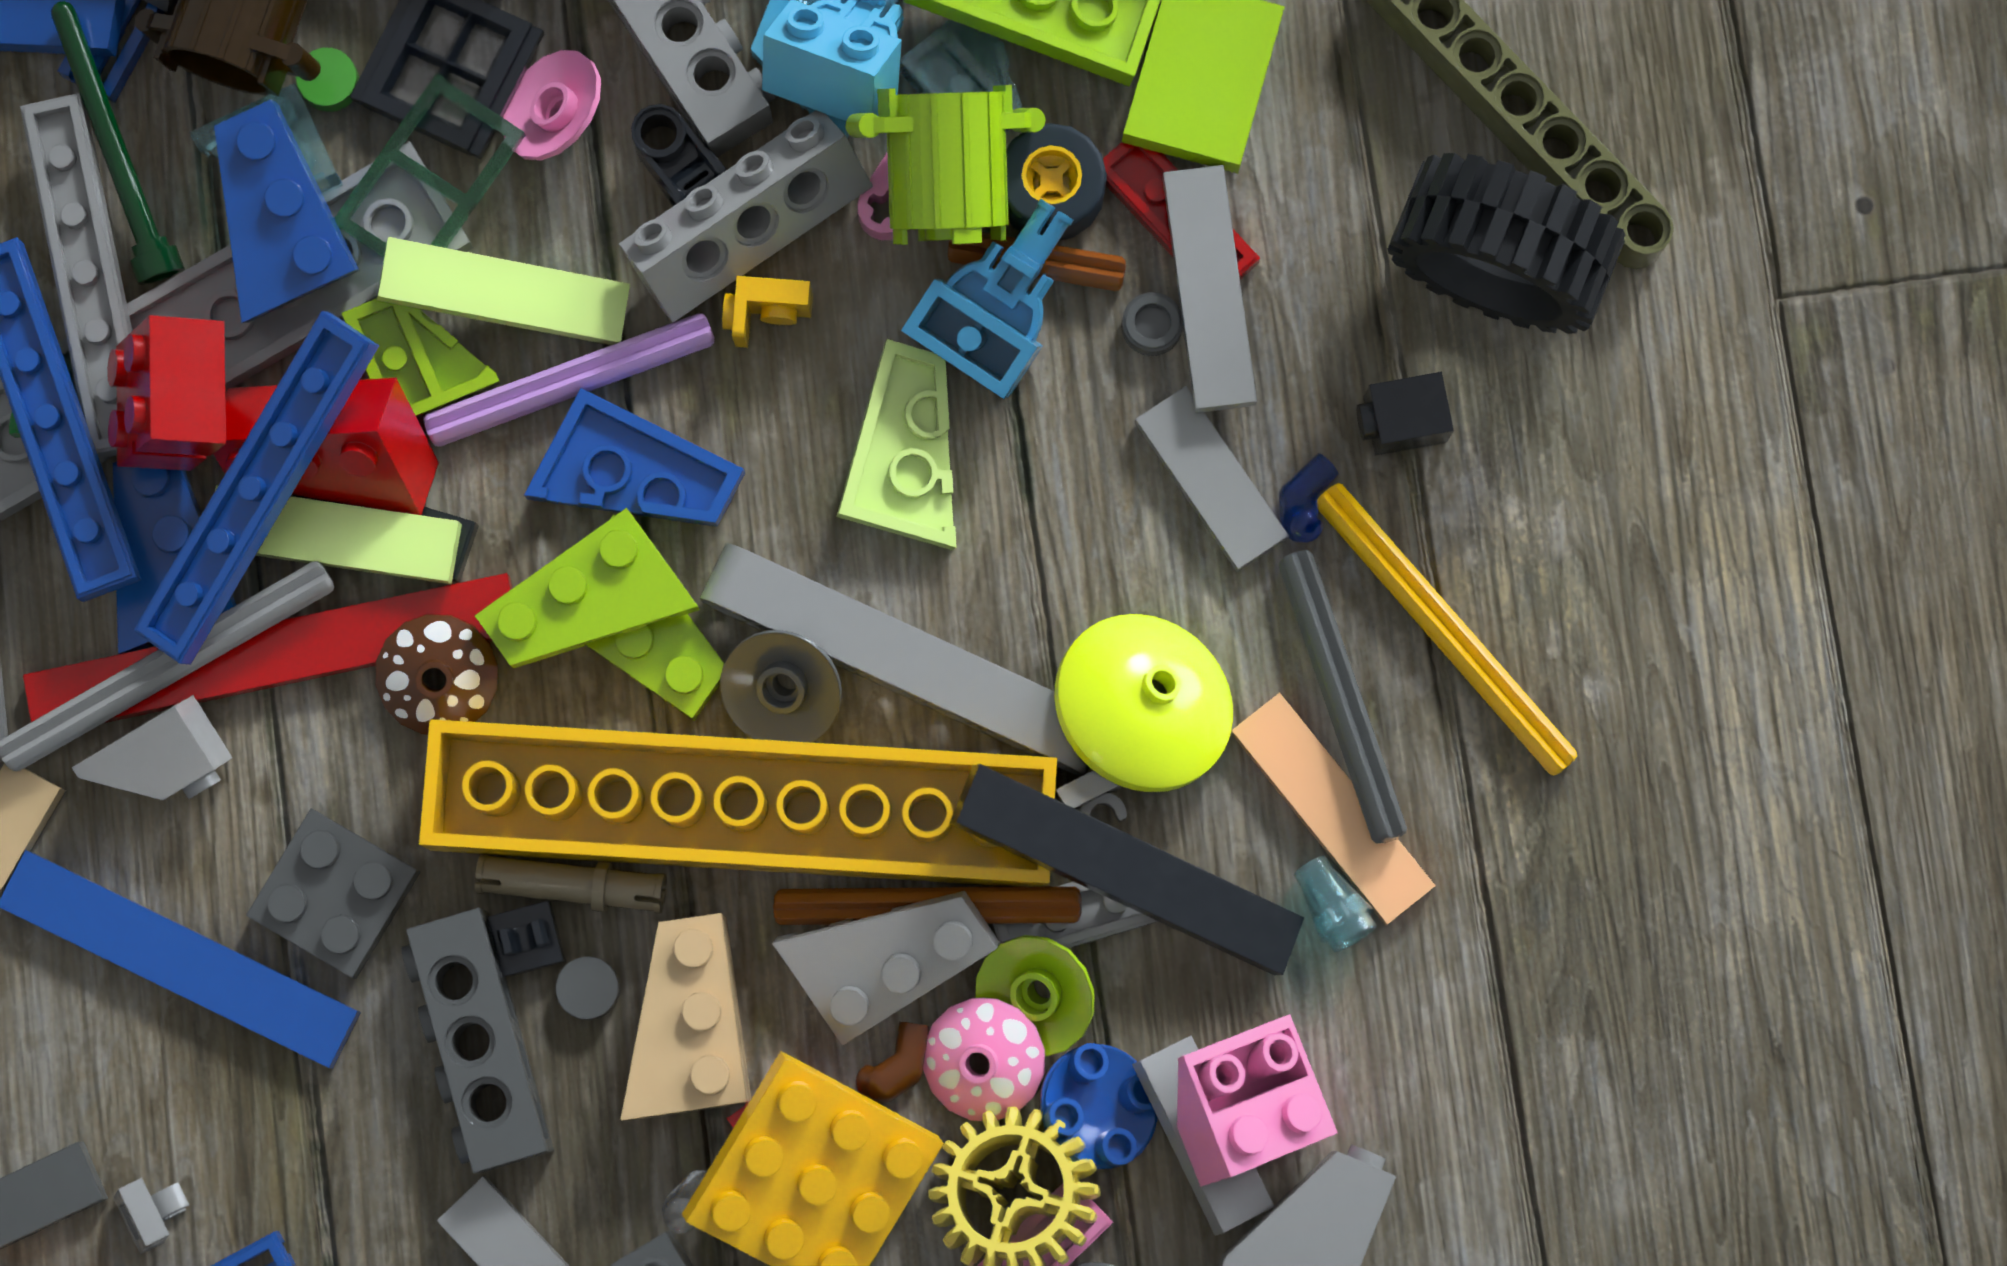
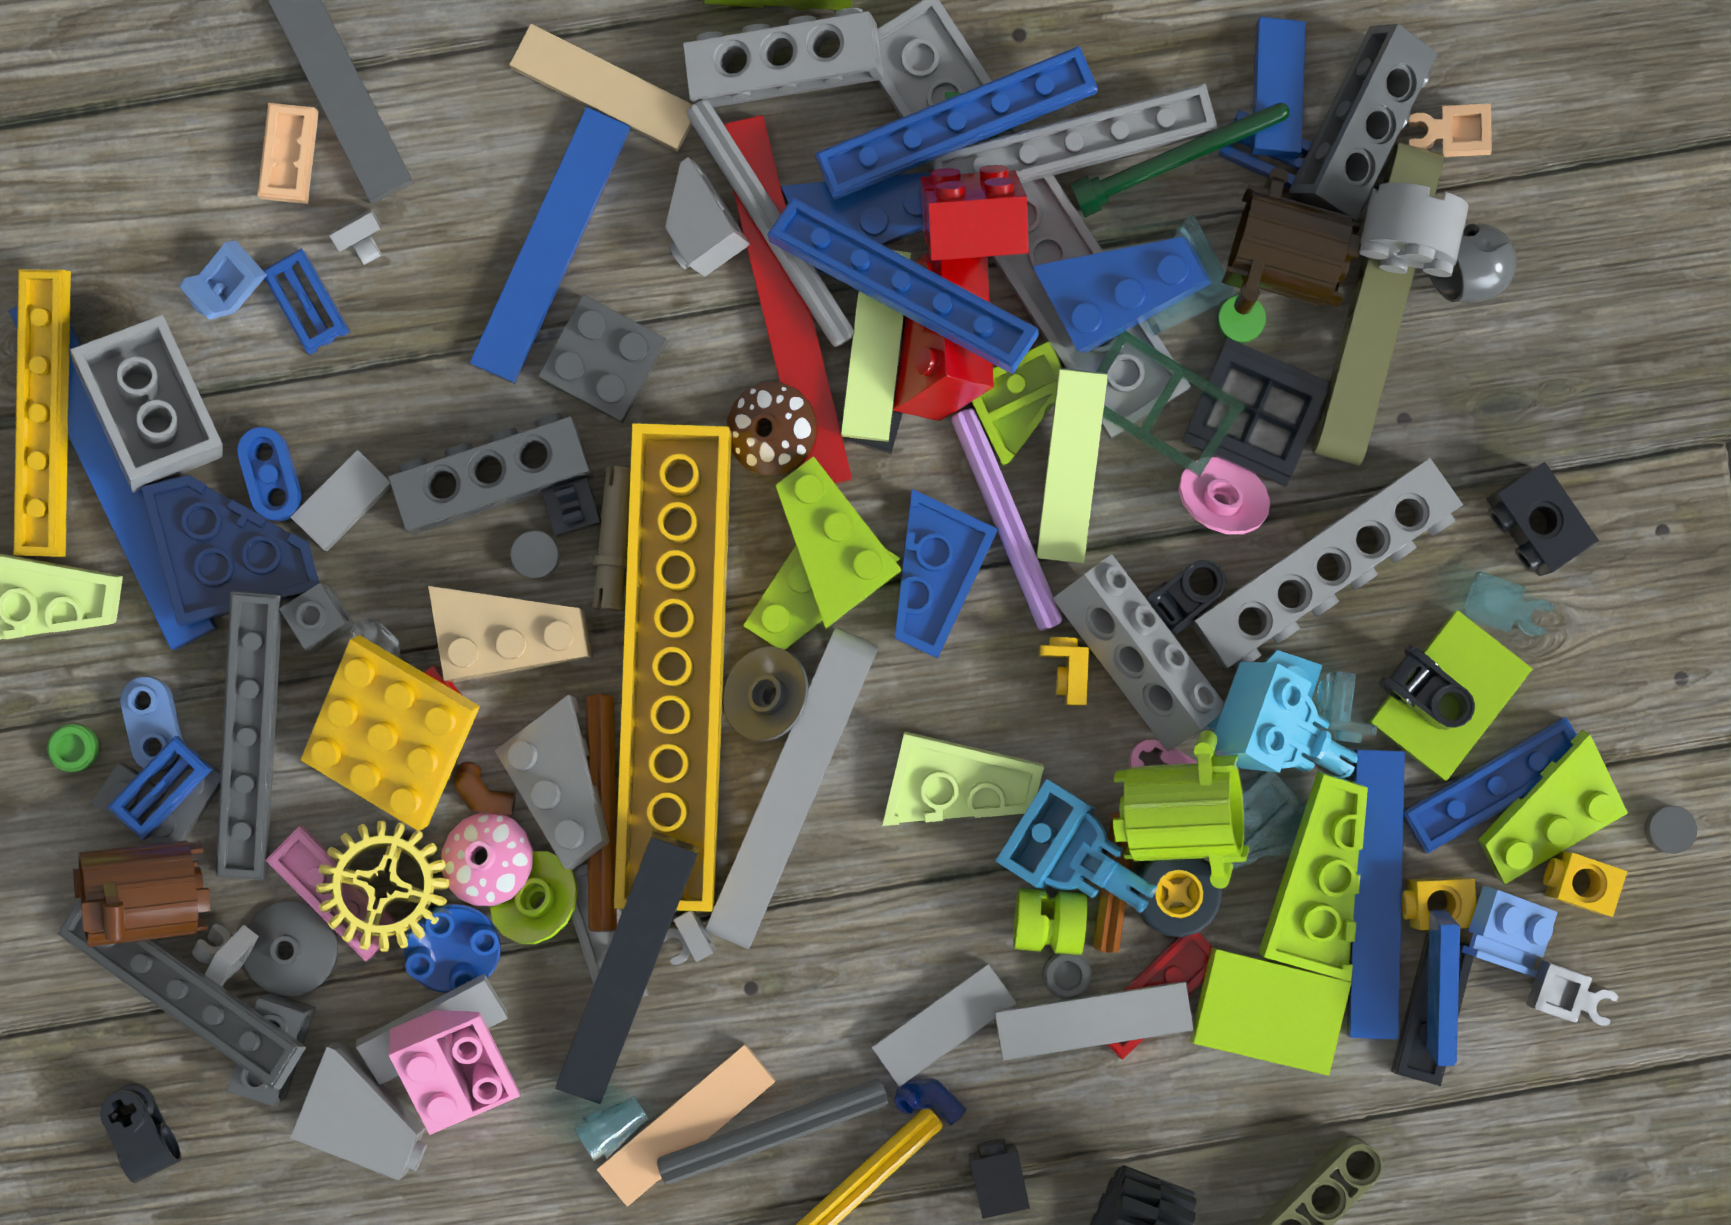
camera: 85 degrees right, 5 degrees up
(1083, 334) = (1050, 921): none -> lime wheel
(1123, 722) = (748, 955): neon yellow dish -> none

